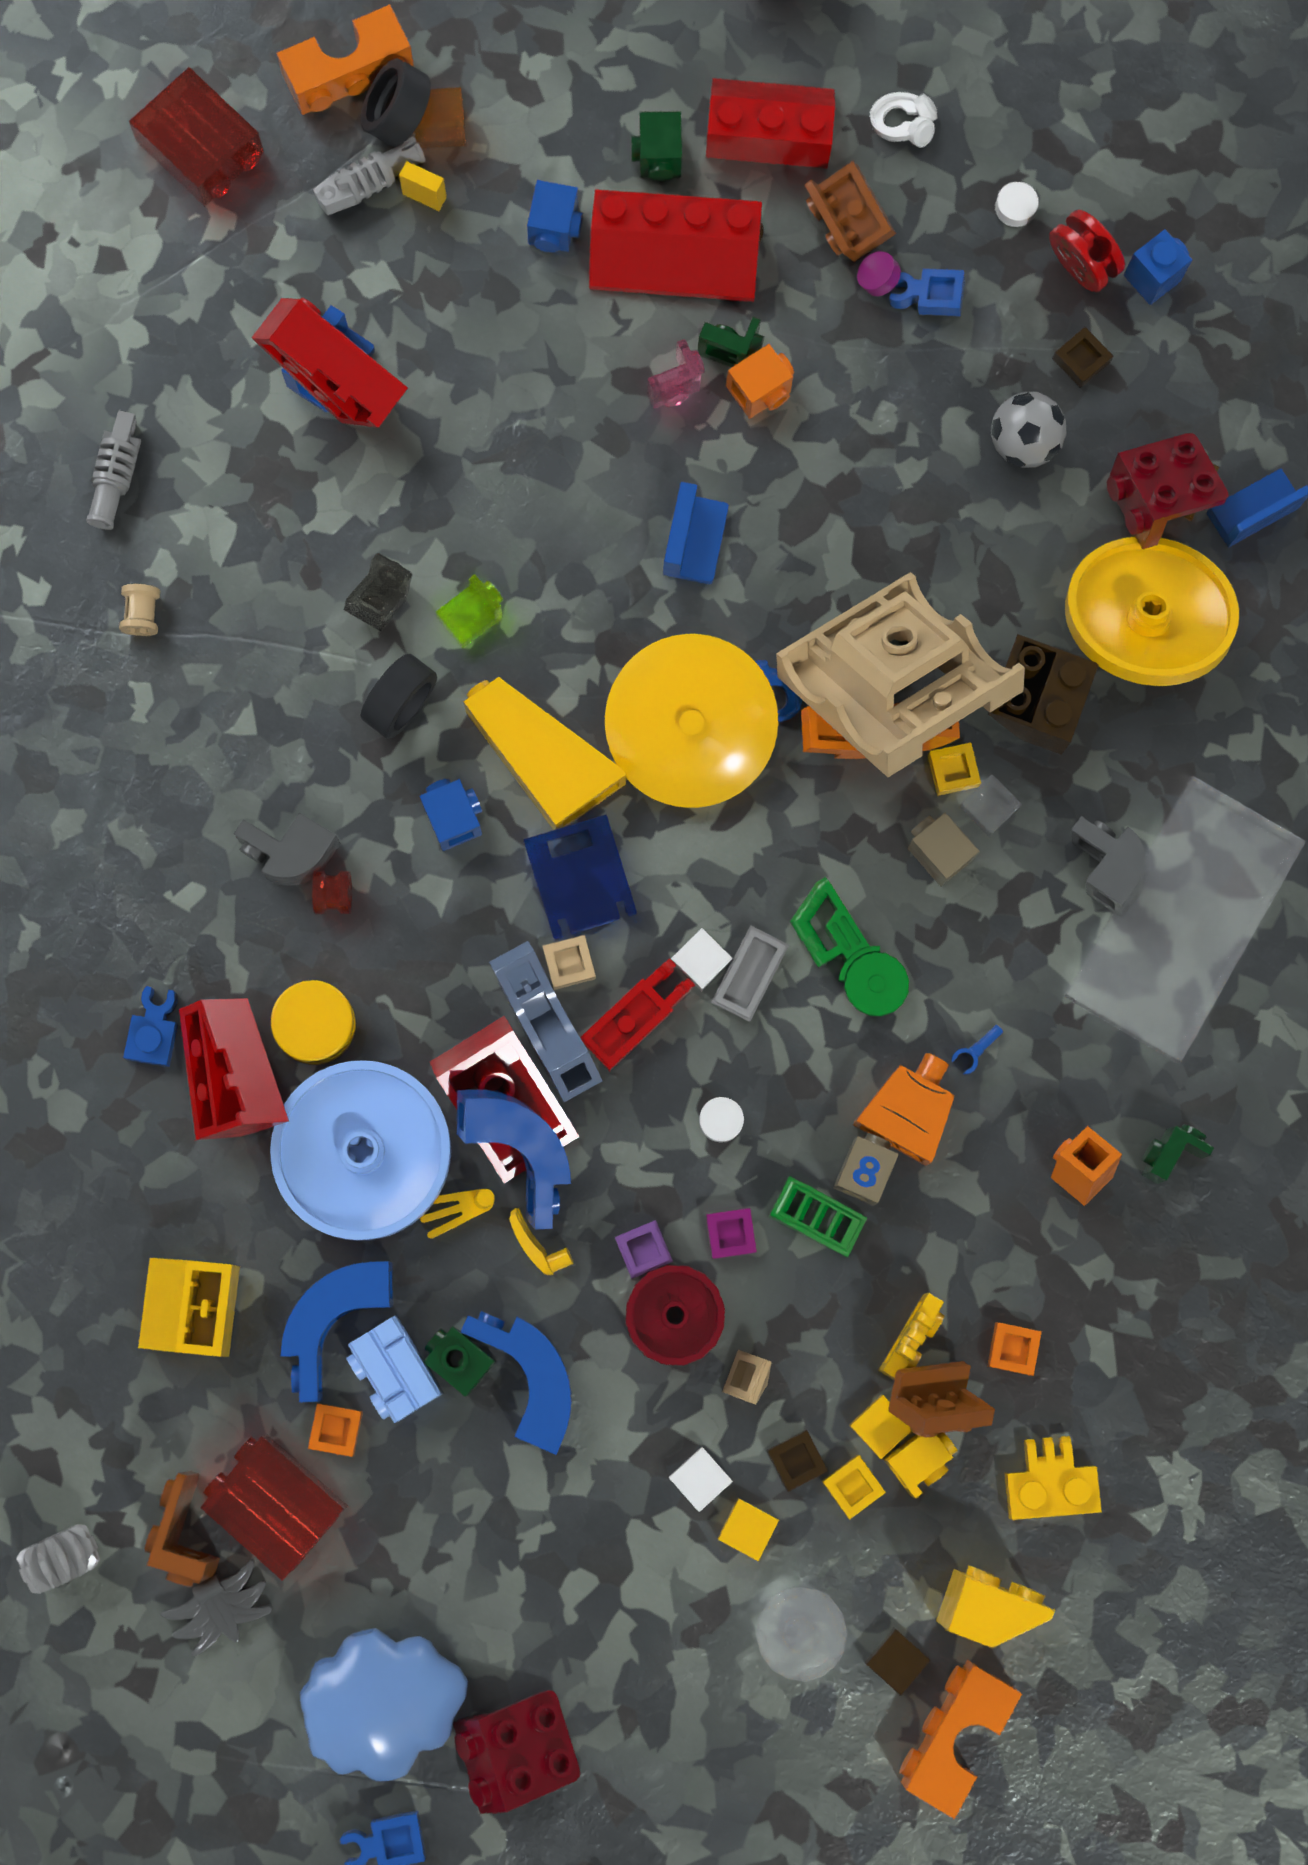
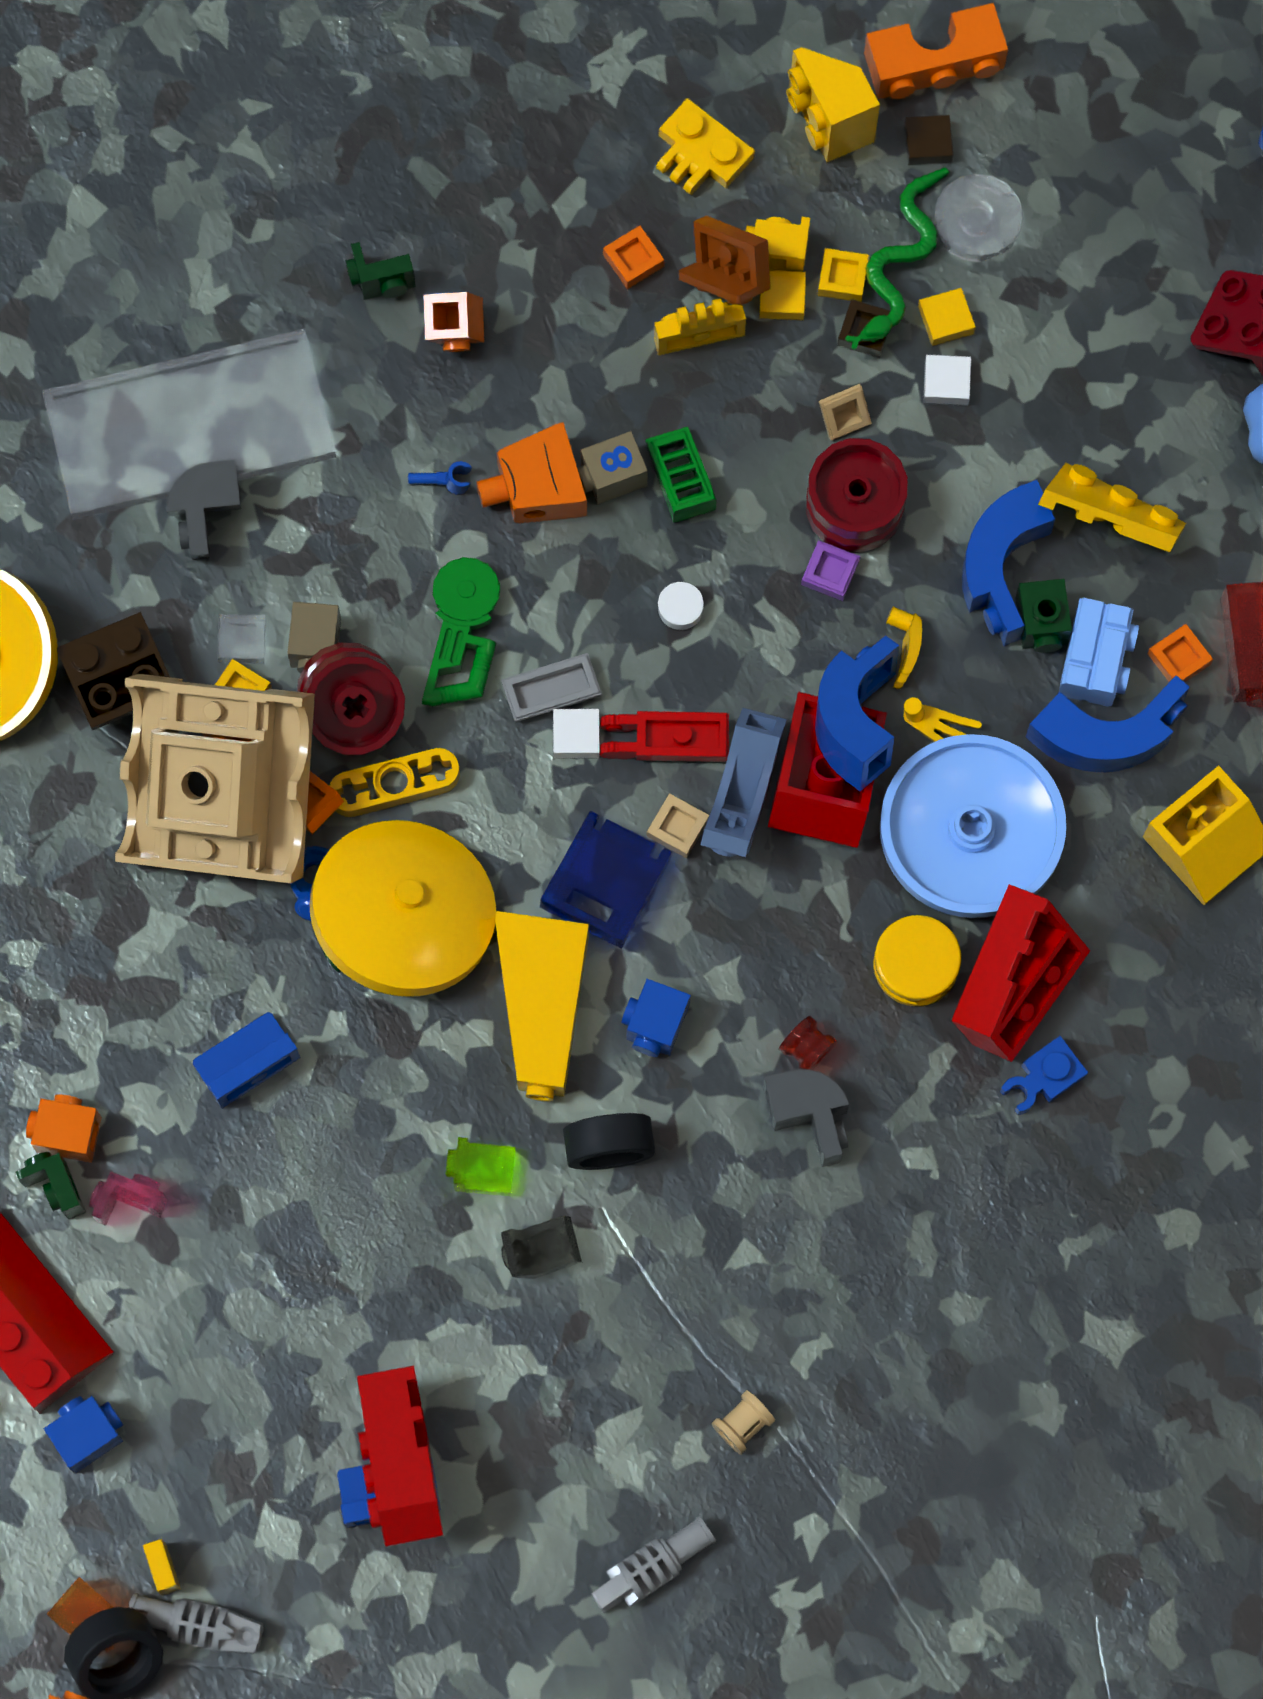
camera: 130 degrees left, 5 degrees down
(495, 1488) = (1099, 501): none -> yellow wing
(731, 1233) = (755, 521): magenta tile -> none
(783, 839) = (423, 760): none -> yellow beam
(784, 1468) = (882, 324): none -> green animal
(869, 820) = (363, 676): none -> dark red wheel

